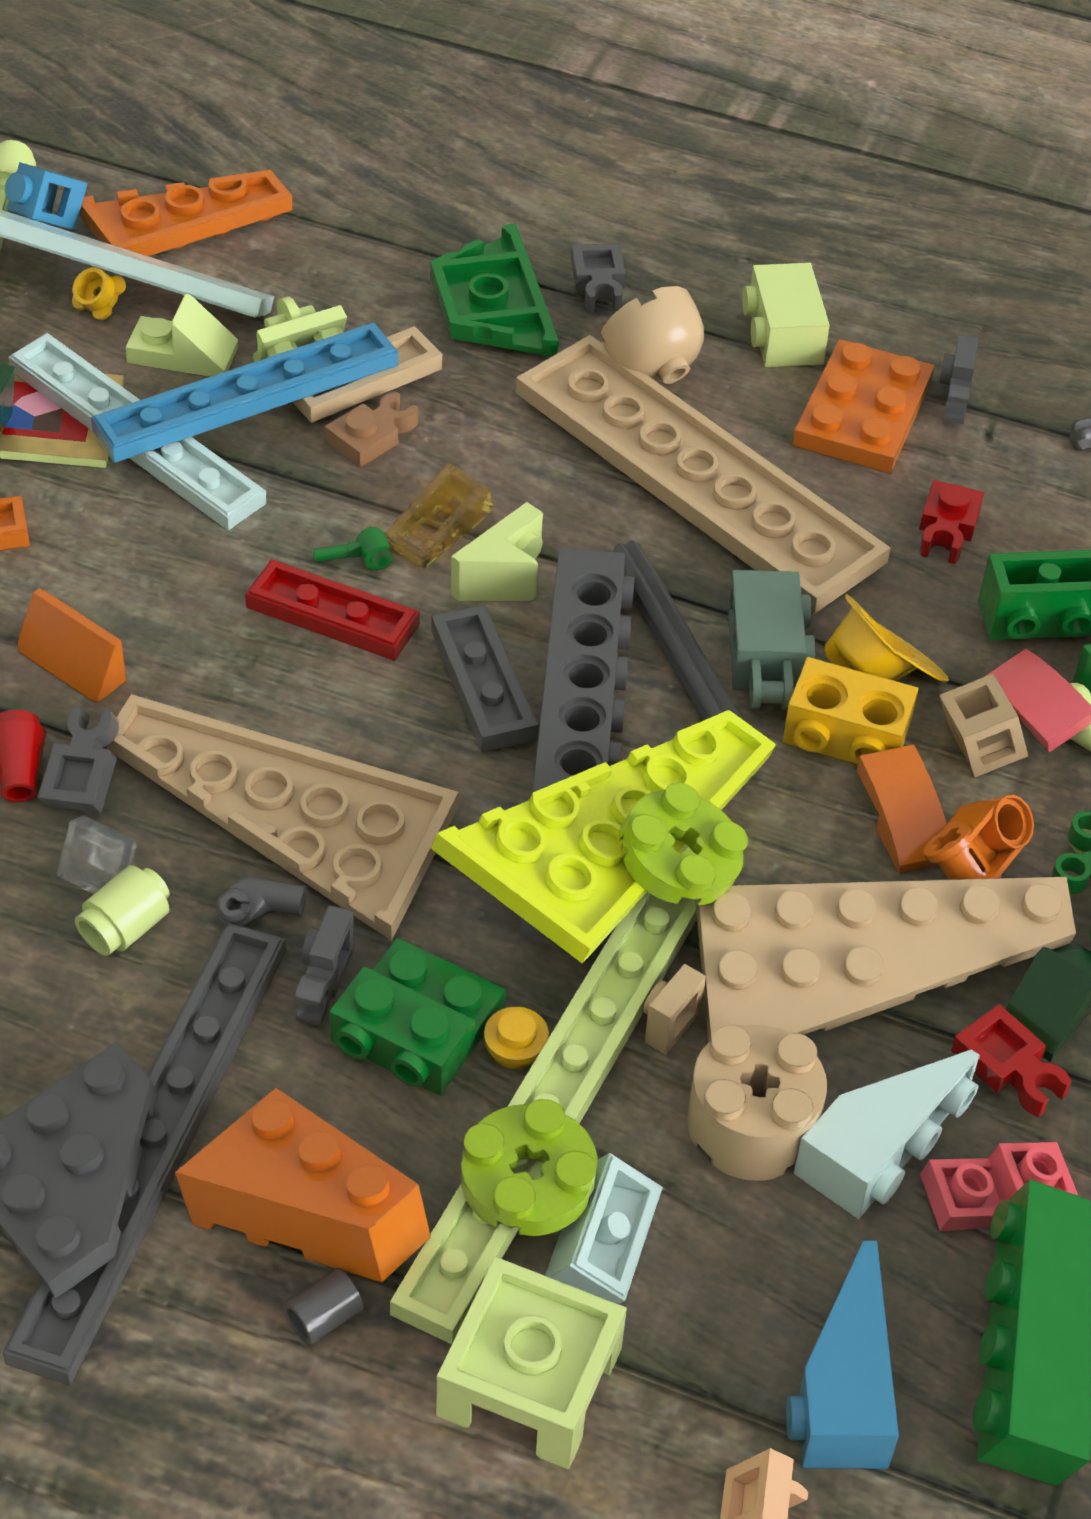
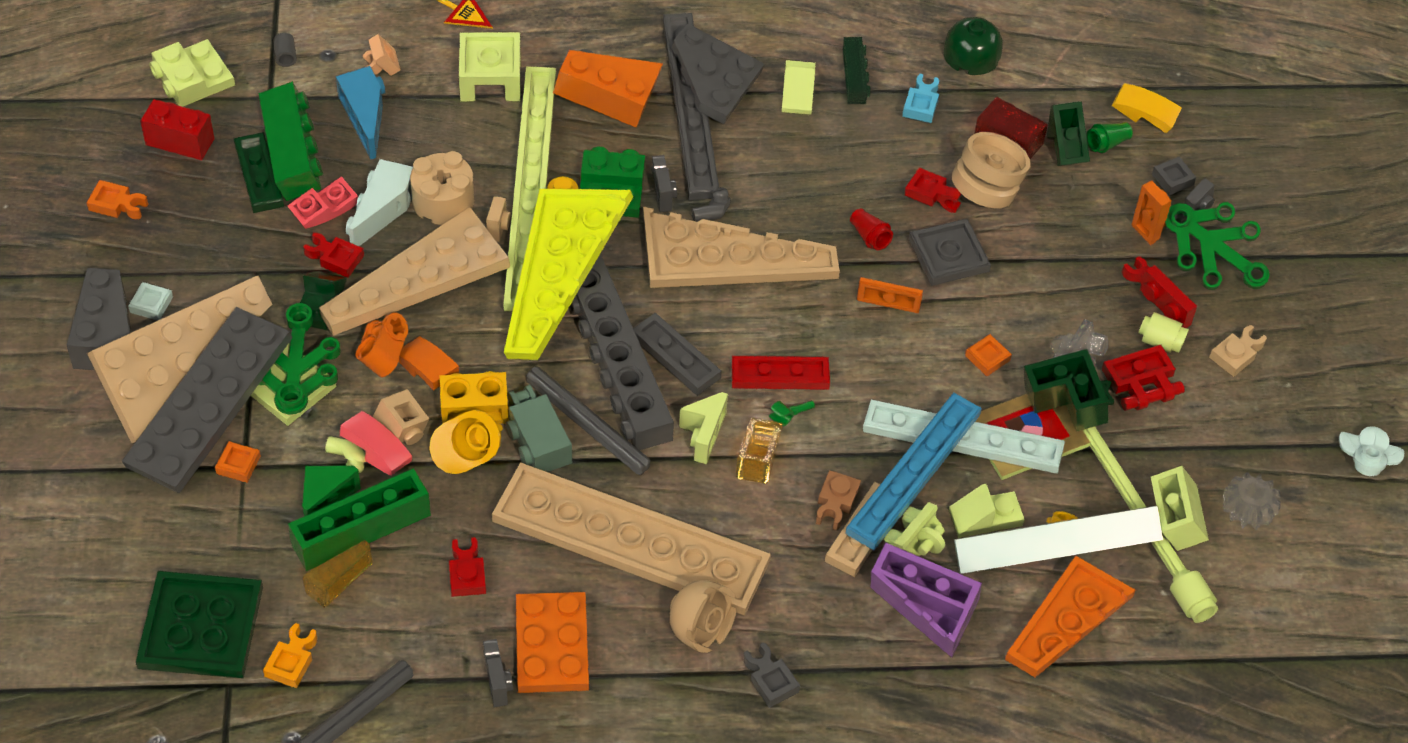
camera: 155 degrees right, 5 degrees up
(34, 191) = (1149, 569): dark azure brick -> none
(82, 771) = (835, 228): dark grey plate -> none
(94, 854) = (795, 192): clear tile -> none
(123, 910) = (767, 175): yellowish green brick -> none
(343, 262) = (926, 595): none -> medium lavender wedge
(493, 296) = (828, 629): green wing -> none
(535, 1133) = (521, 109): lime plate -> none
(606, 1241) = (486, 133): light aqua slope -> none
(686, 817) = (515, 240): lime plate -> none
(786, 315) = (631, 686): yellowish green brick -> none

